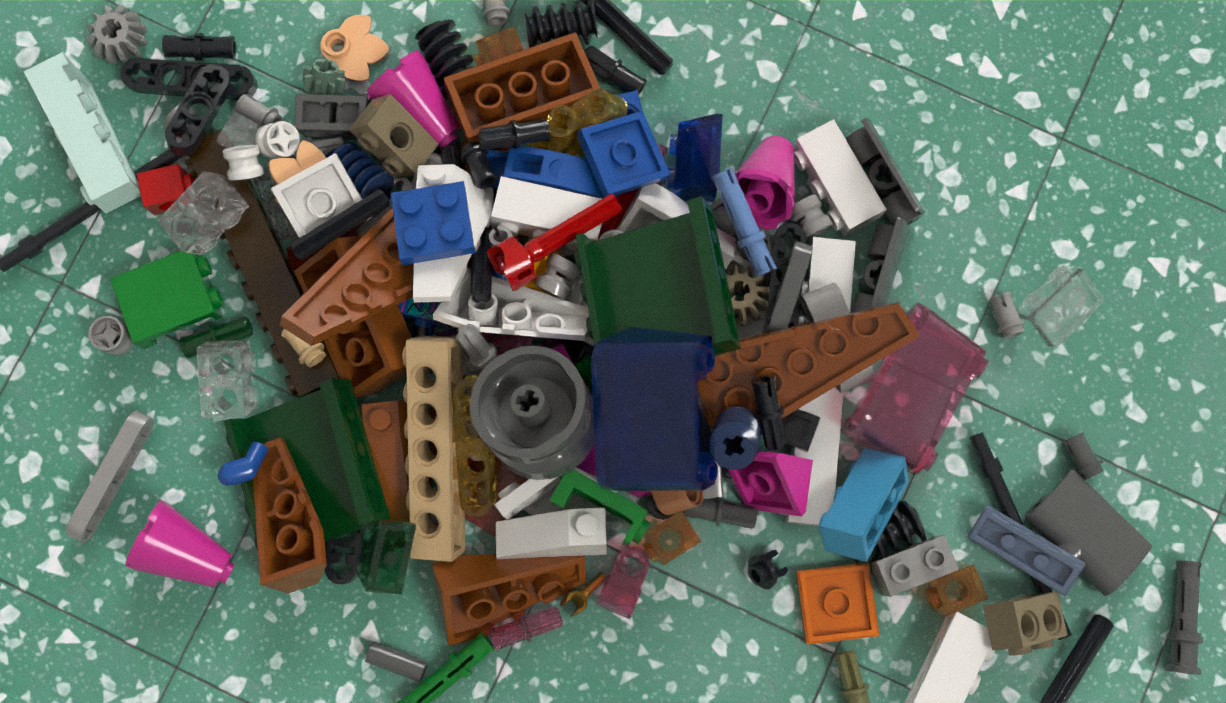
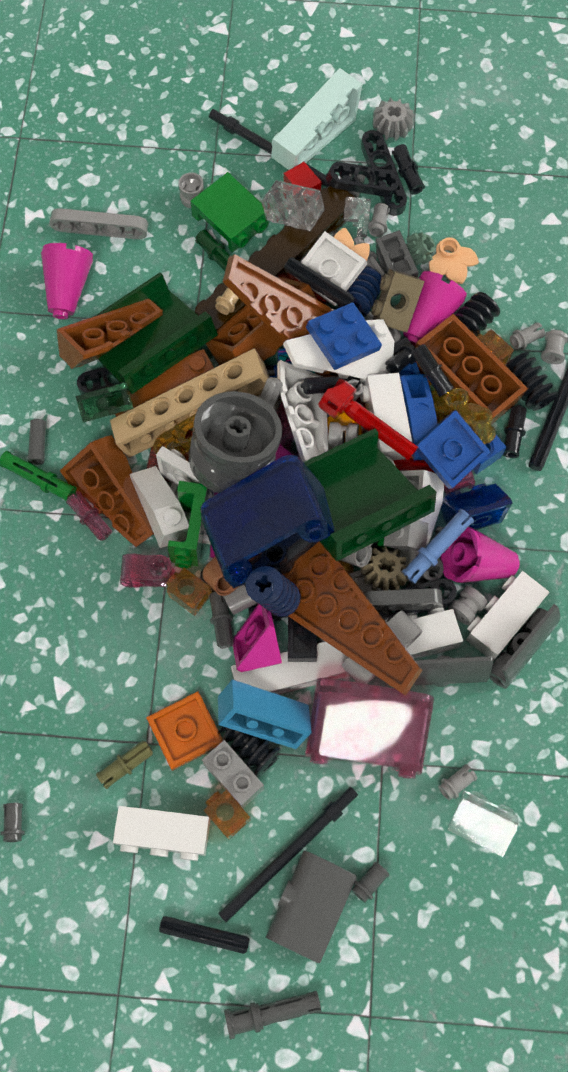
camera: 65 degrees right, 10 degrees down
(216, 378) = (186, 259): clear brick -> none
(243, 162) = (337, 214): white wheel -> none
(244, 468) = (132, 295): blue arm -> none
(286, 138) = (365, 235): white wheel -> none
(580, 597) = (124, 545): pearl gold hand -> none
(762, 570) = (188, 664): black plate -> none
(769, 412) = (302, 611): black axle -> none
(1025, 623) = (221, 873): dark tan brick -> none
(1026, 550) = (277, 859): sand blue tile -> none

